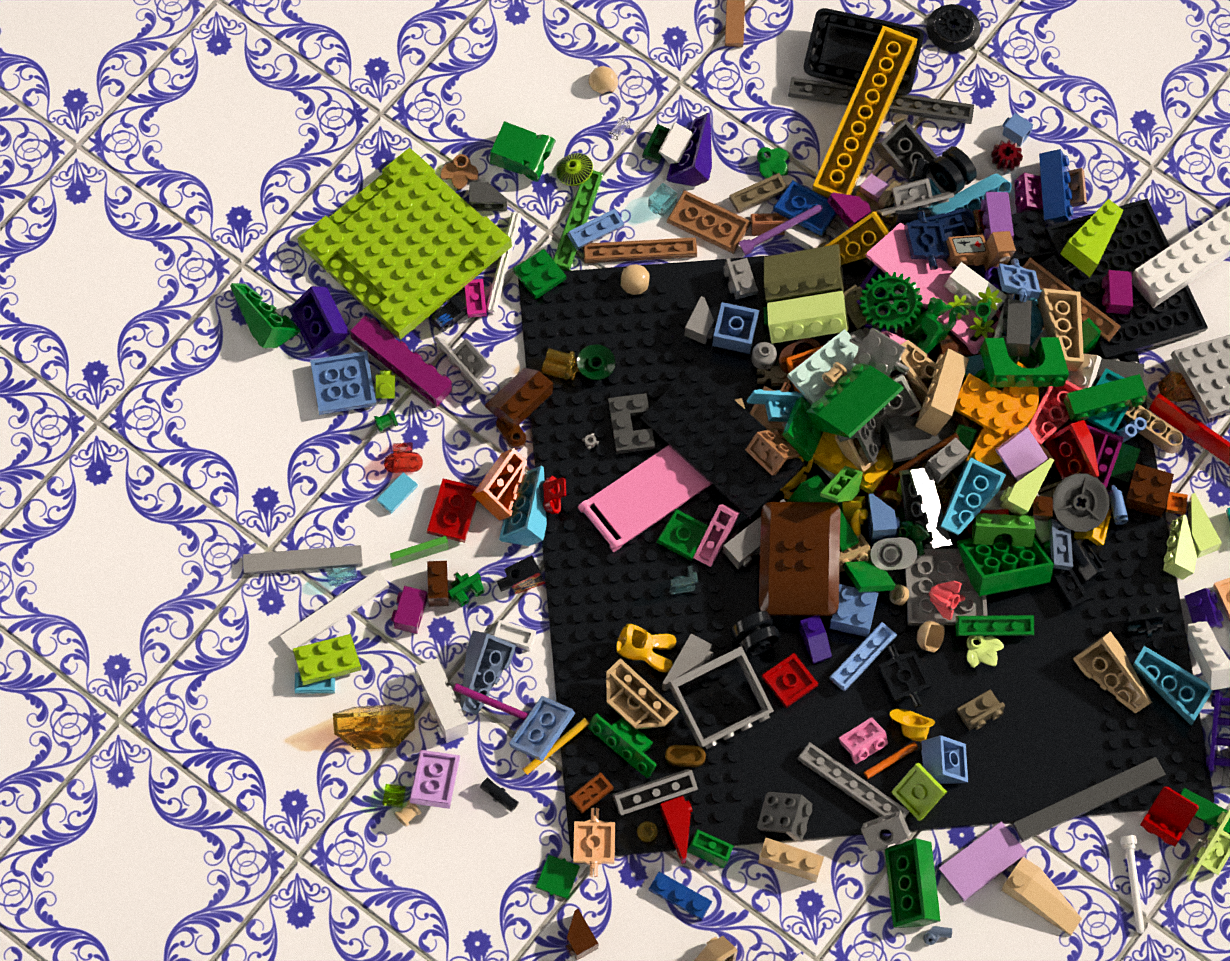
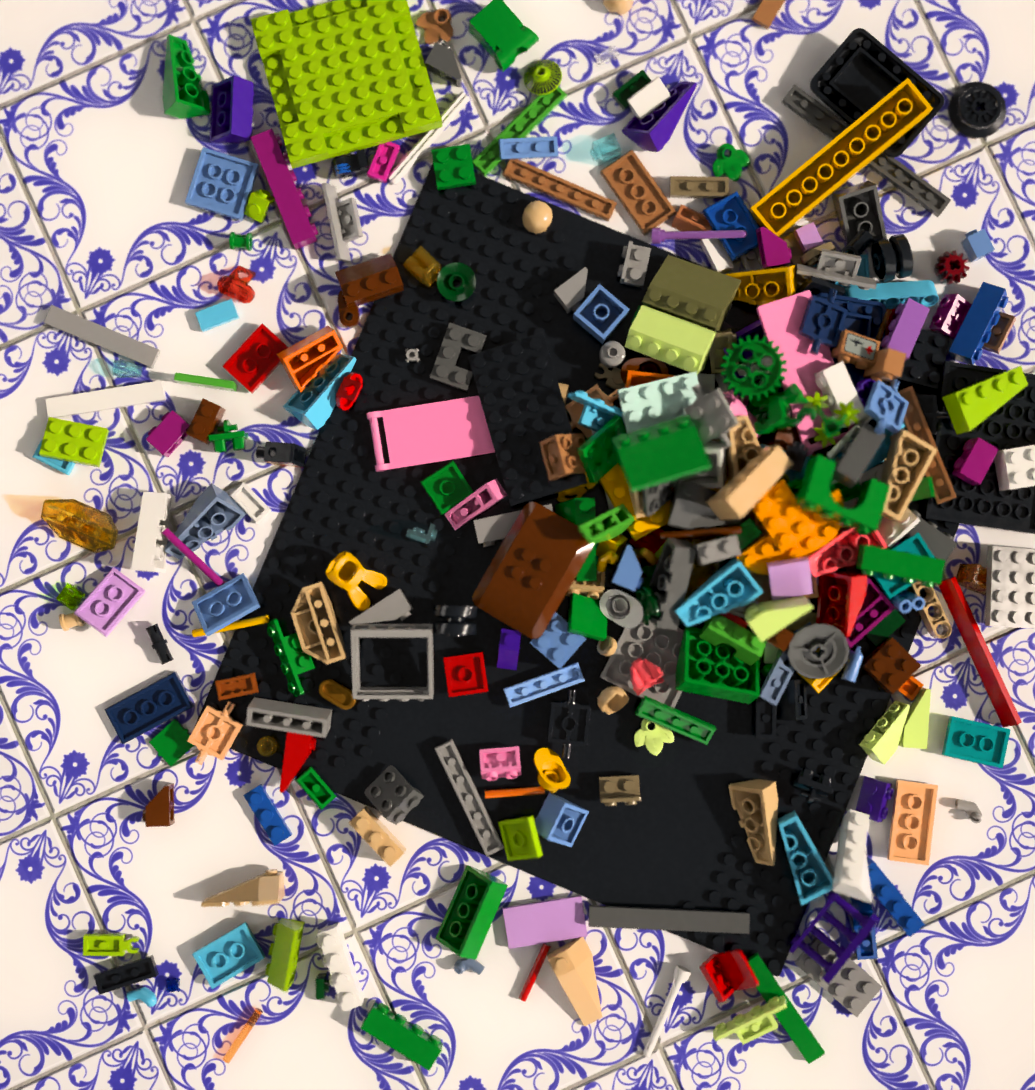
camera: 30 degrees right, 20 degrees up
(519, 857) = (149, 707): none -> dark blue tile
(834, 374) = (659, 414): tan bush -> none
(894, 823) = (471, 856): light grey brick -> none
(968, 350) = (796, 453): none -> black bracket
(999, 910) = (534, 972): none -> red bar

